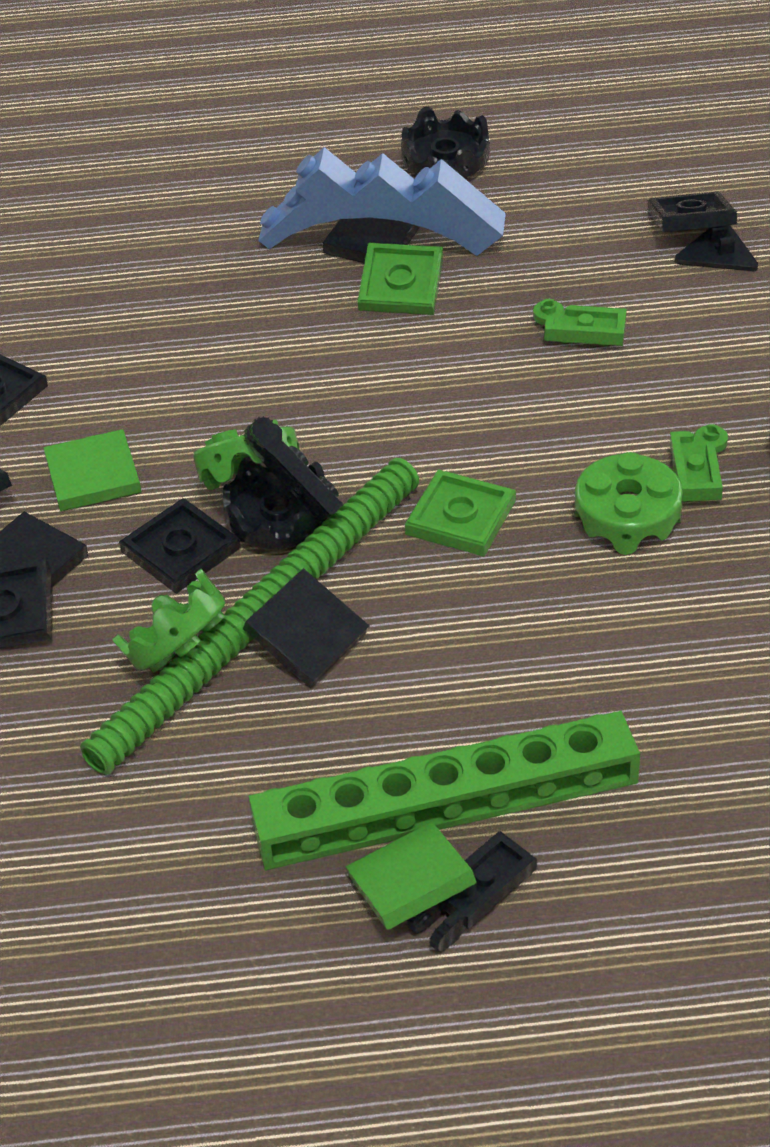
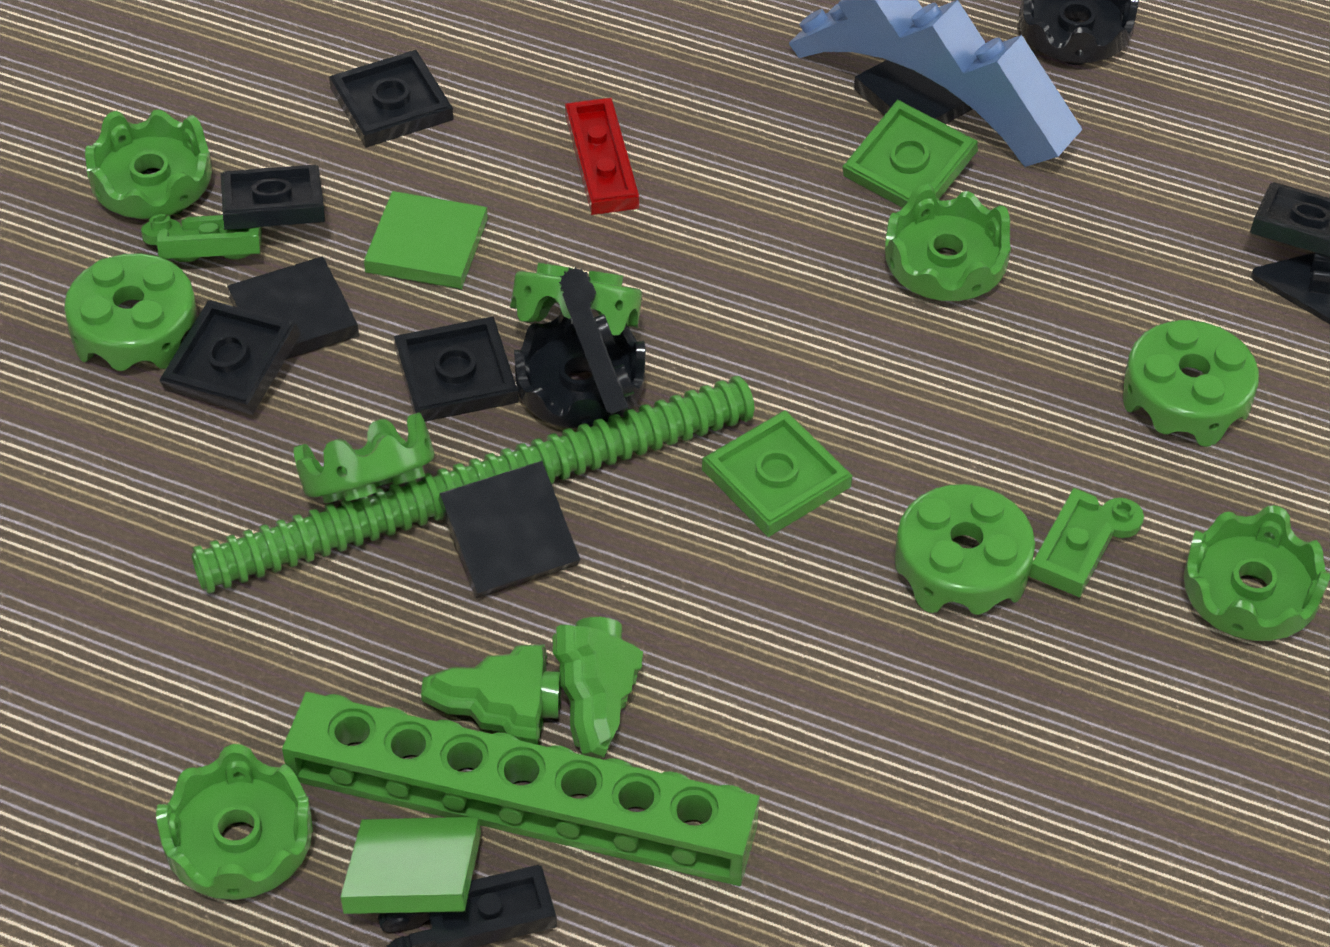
camera: 25 degrees right, 5 degrees up
(179, 364) = (601, 156): none -> red tile
(265, 885) = (229, 792): none -> bright green plate
(381, 734) = (501, 692): none -> bright green rock
(446, 694) = (597, 679): none -> bright green rock
(485, 306) = (958, 224): none -> bright green plate
(581, 323) = (1076, 305): bright green hinge -> none
(695, 351) = (1186, 403): none -> bright green plate

